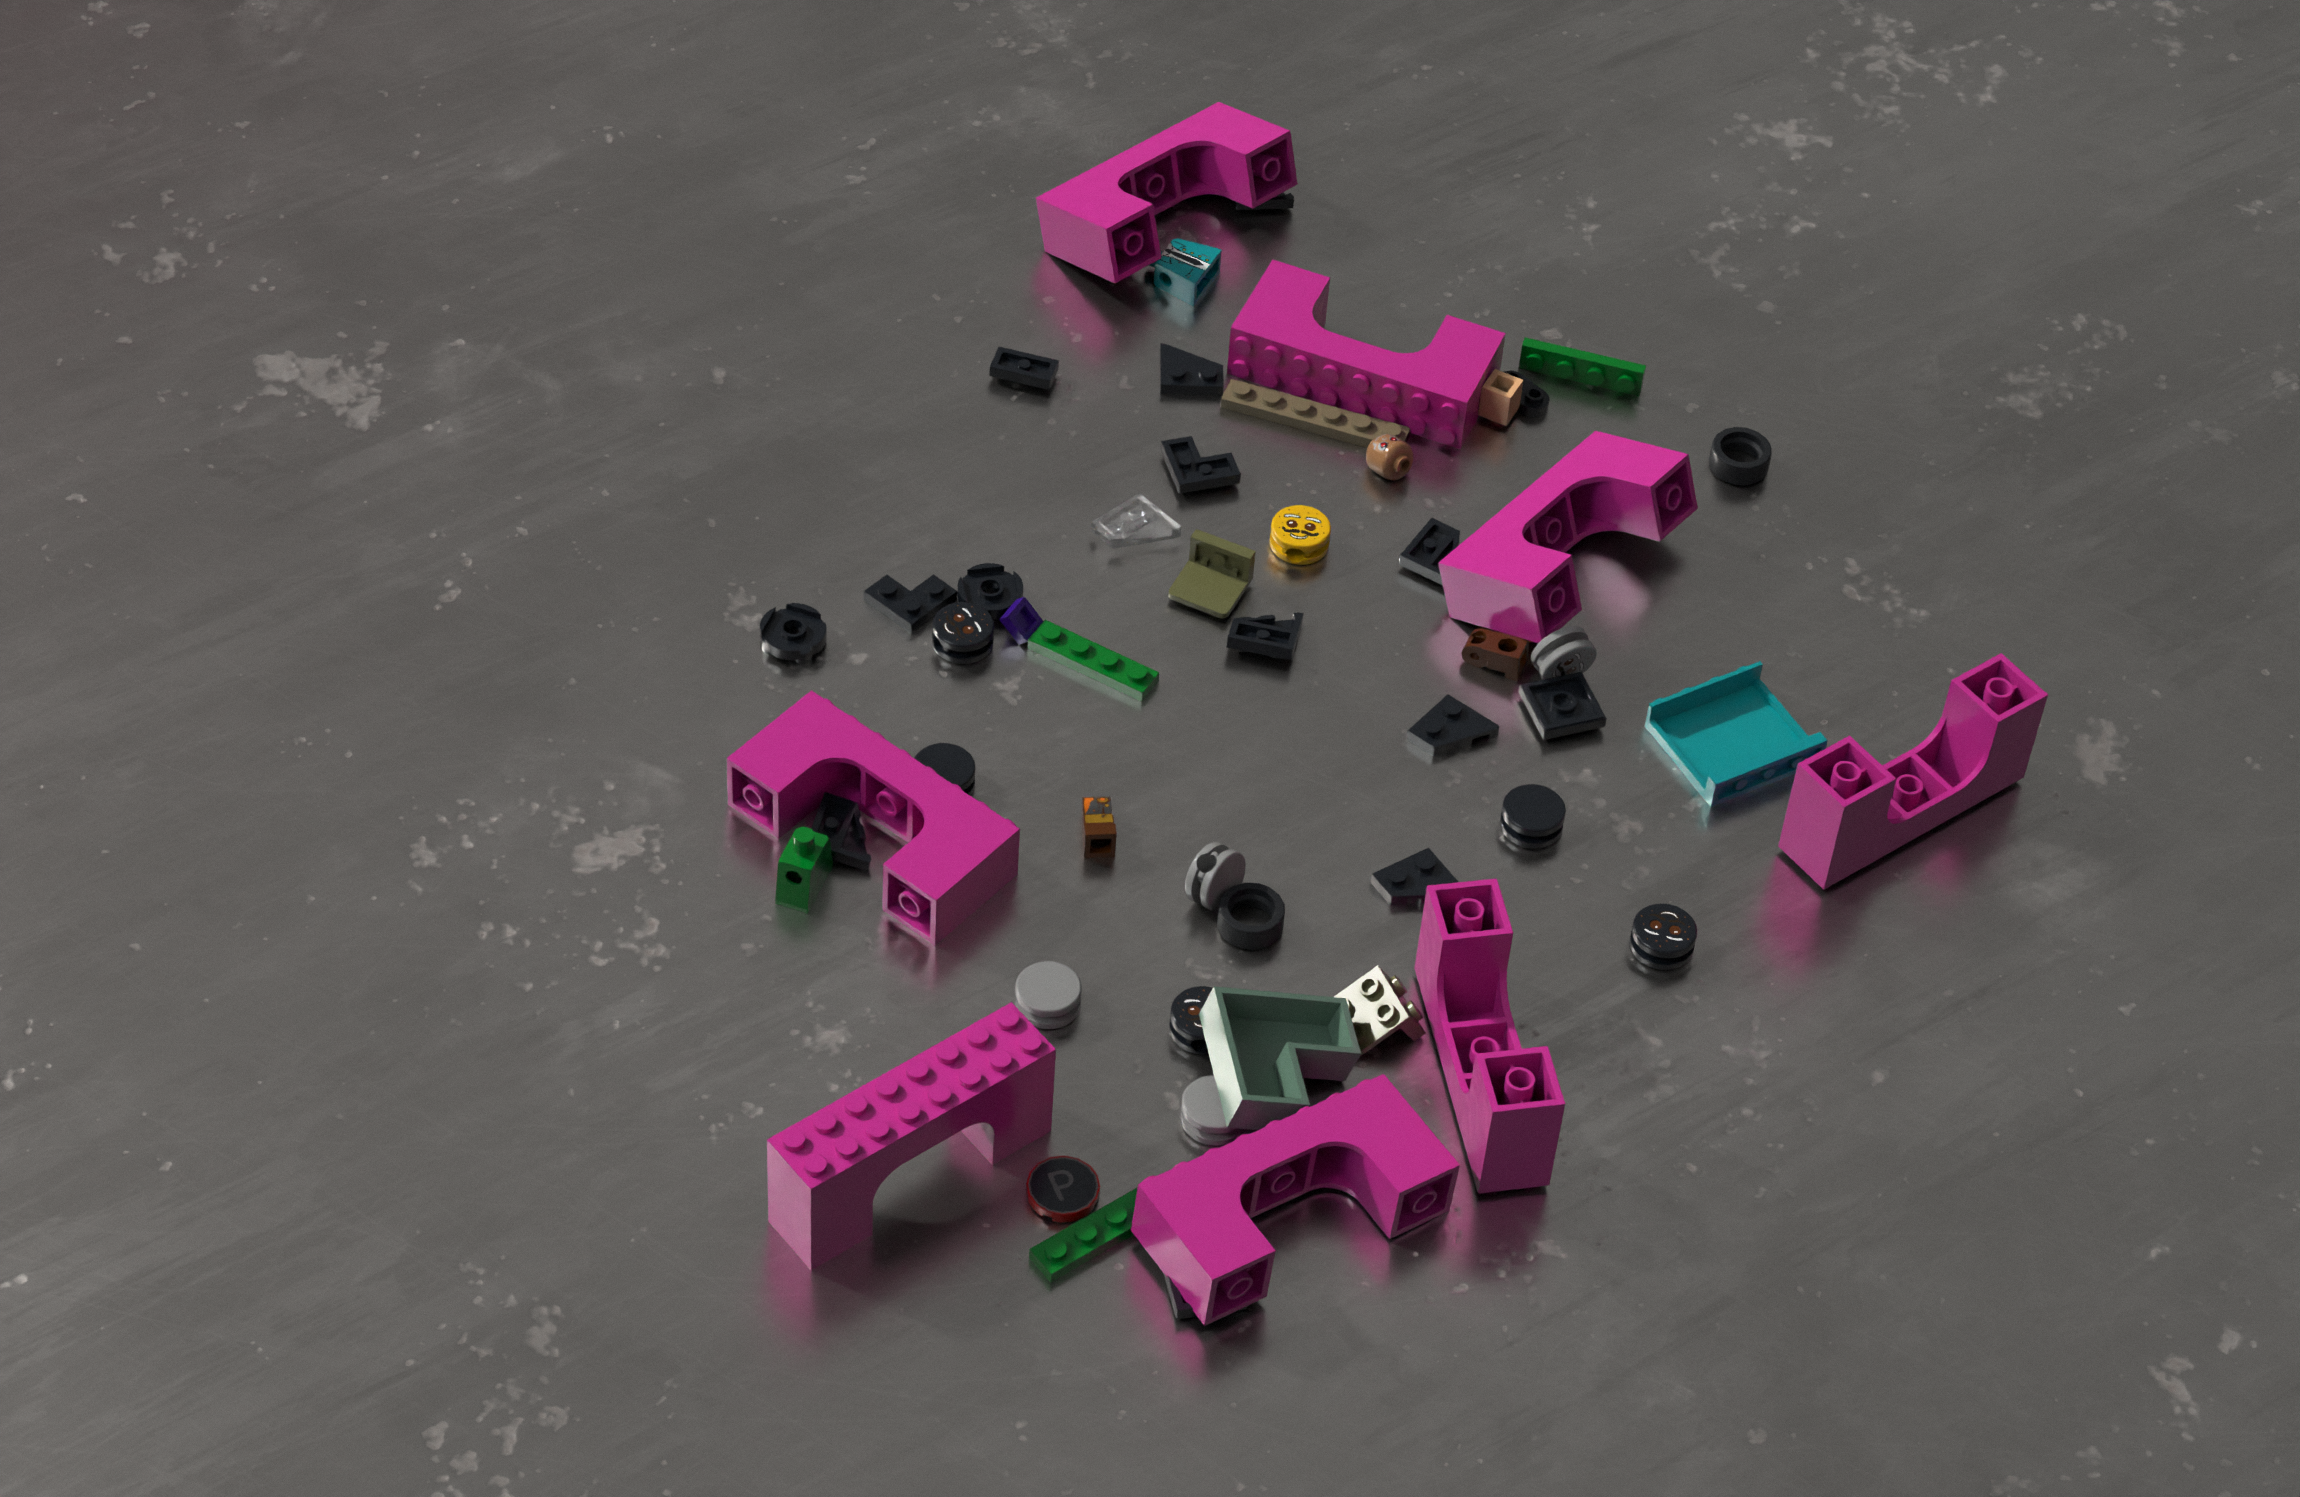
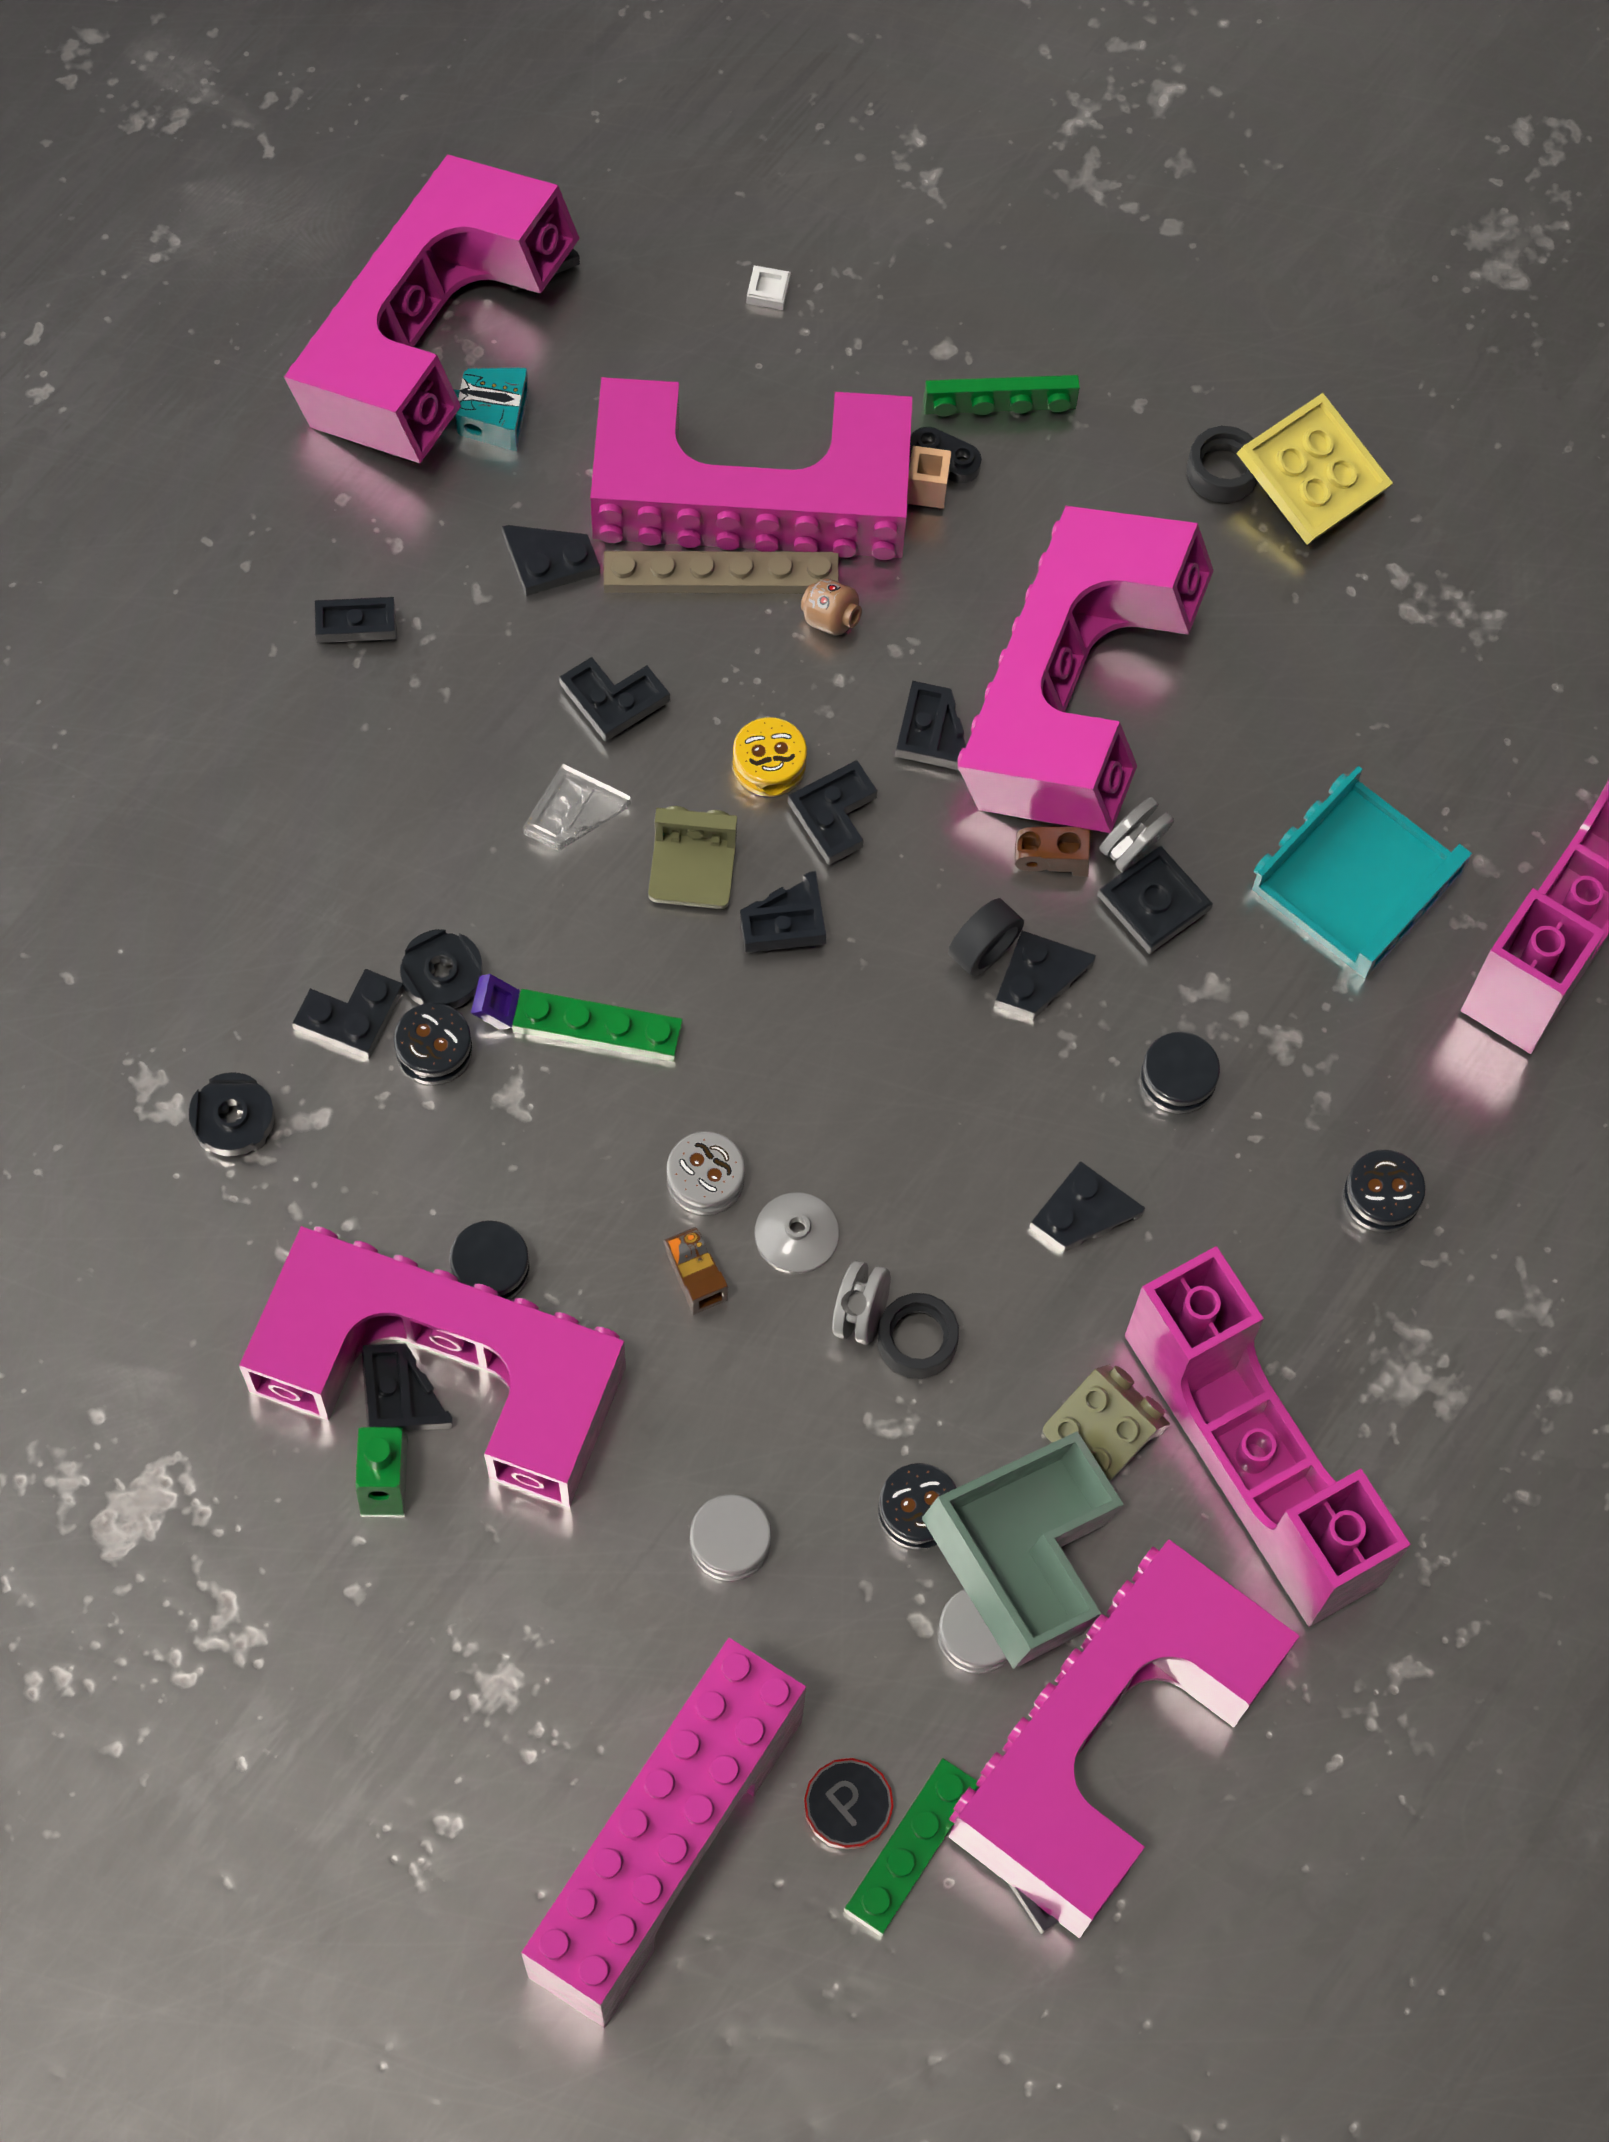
camera: 20 degrees left, 20 degrees up
(1133, 769) = (705, 1173): none -> light grey head
(1186, 830) = (792, 1250): none -> light grey dish
(1331, 575) = (824, 810): none -> black plate
(1421, 696) = (986, 937): none -> black tyre
(1431, 259) = (768, 287): none -> white tile
(1809, 473) = (1314, 468): none -> light yellow plate

